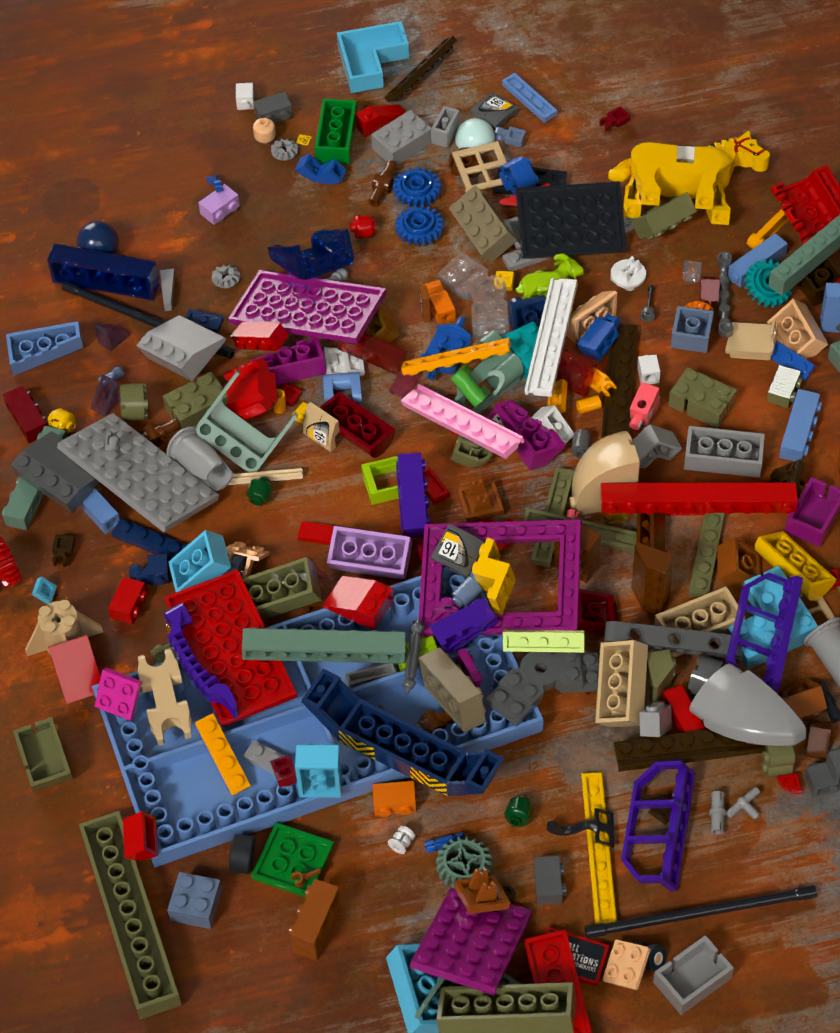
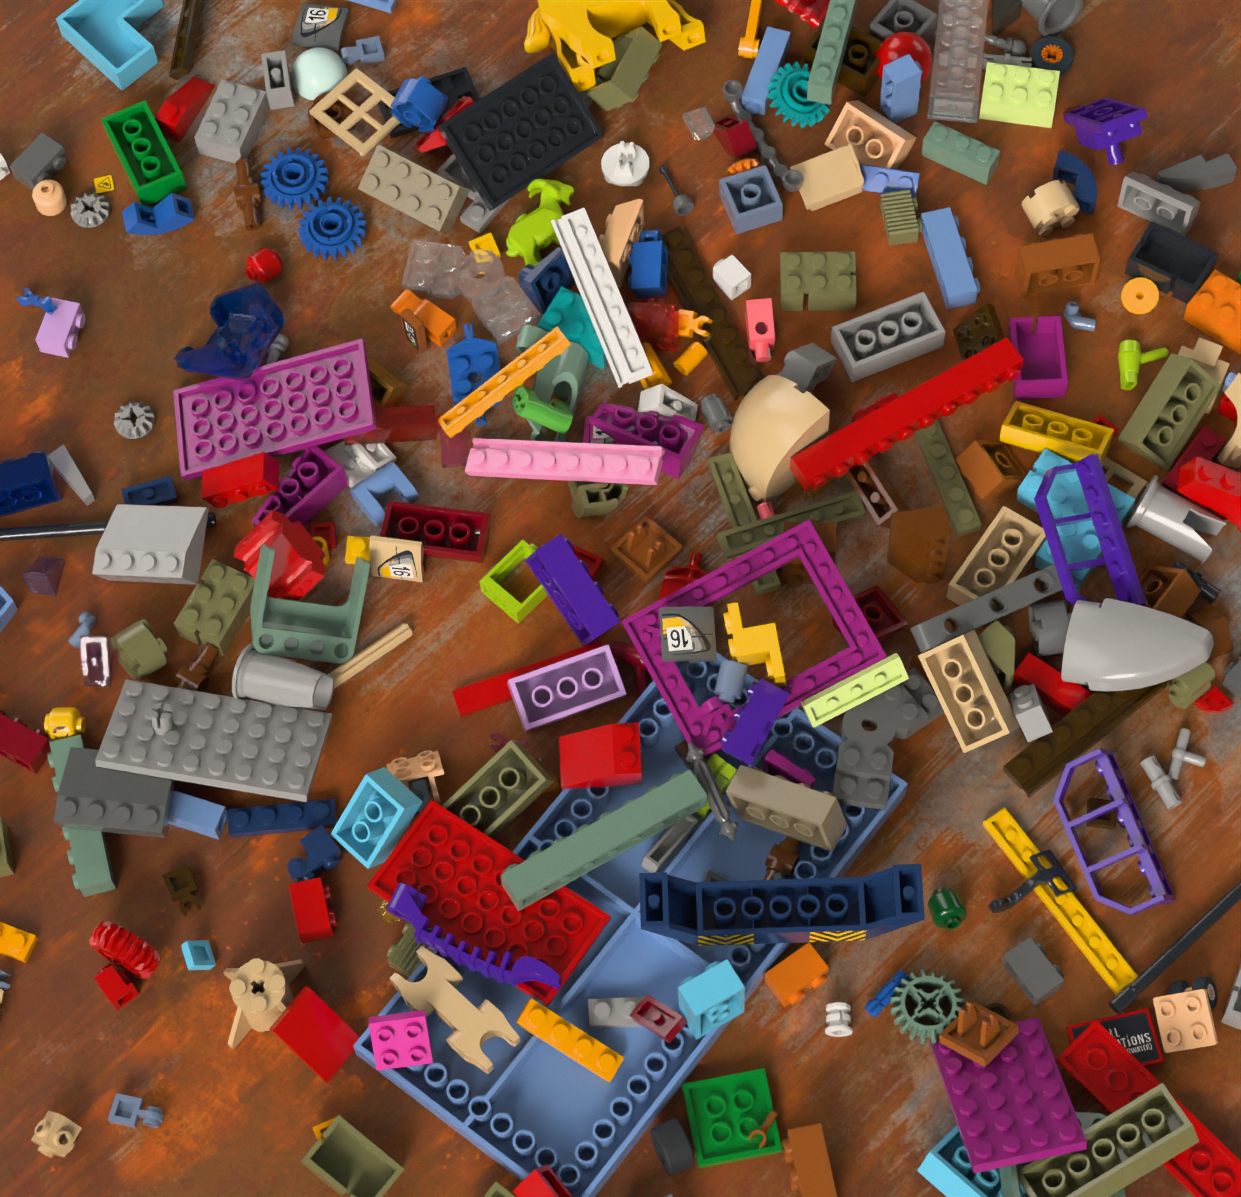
camera: 30 degrees left, 10 degrees up
(259, 491) = (376, 681): dark green head -> none

